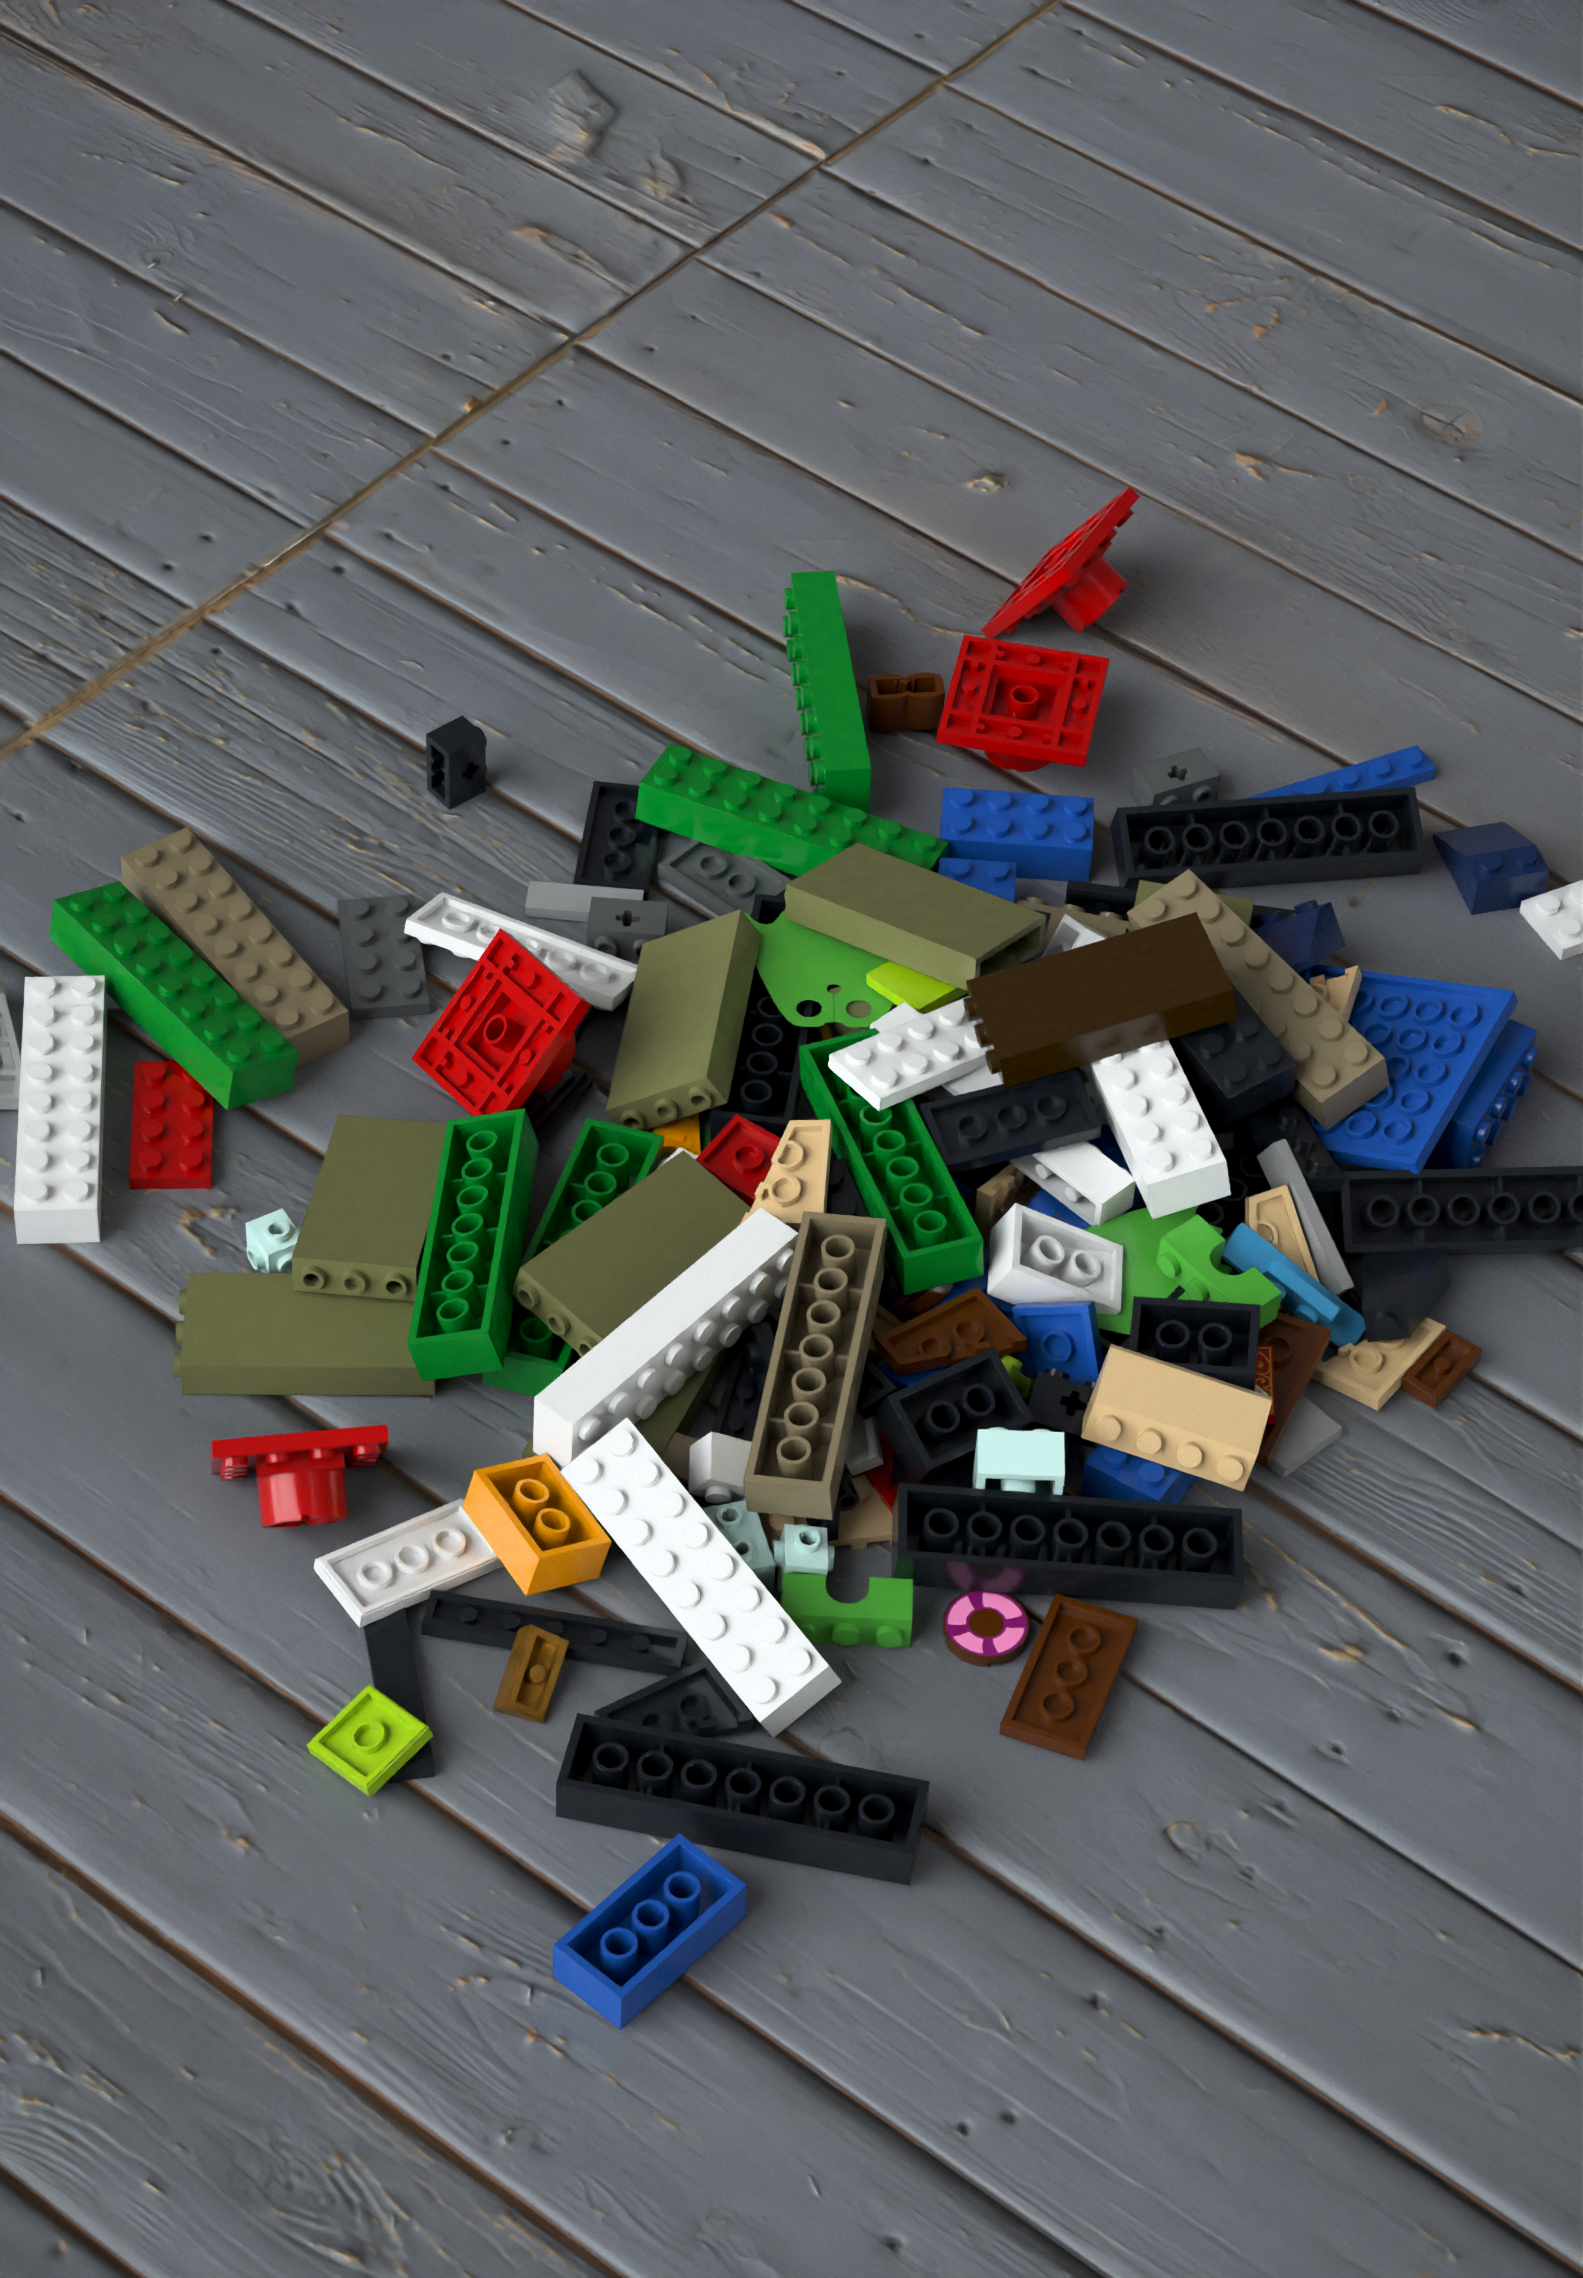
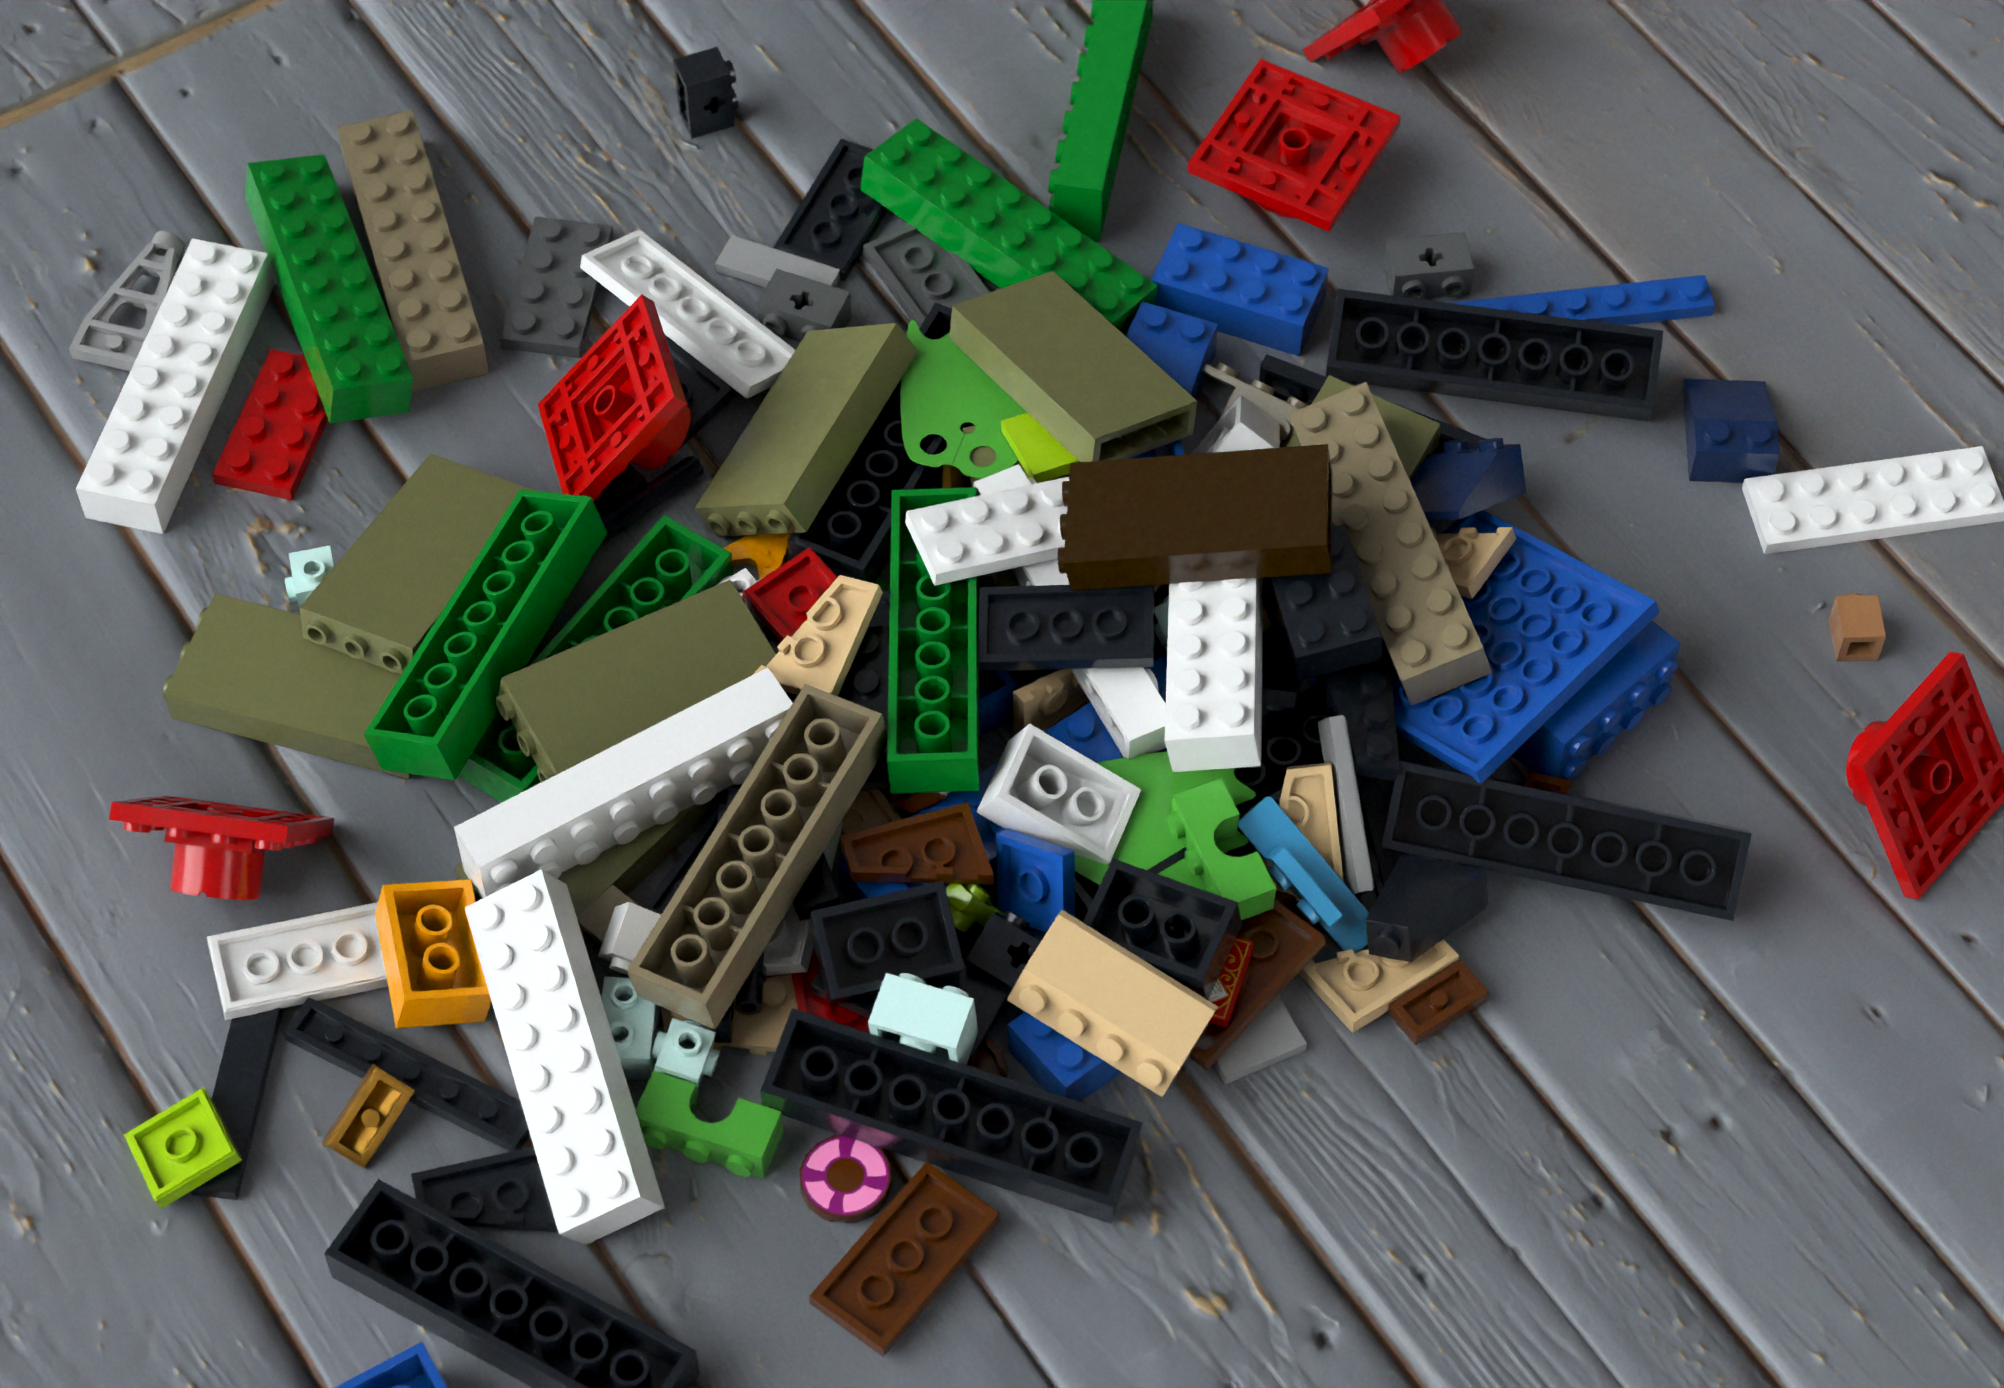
camera: 20 degrees right, 10 degrees up
(905, 702) = (1180, 116): reddish brown brick -> none

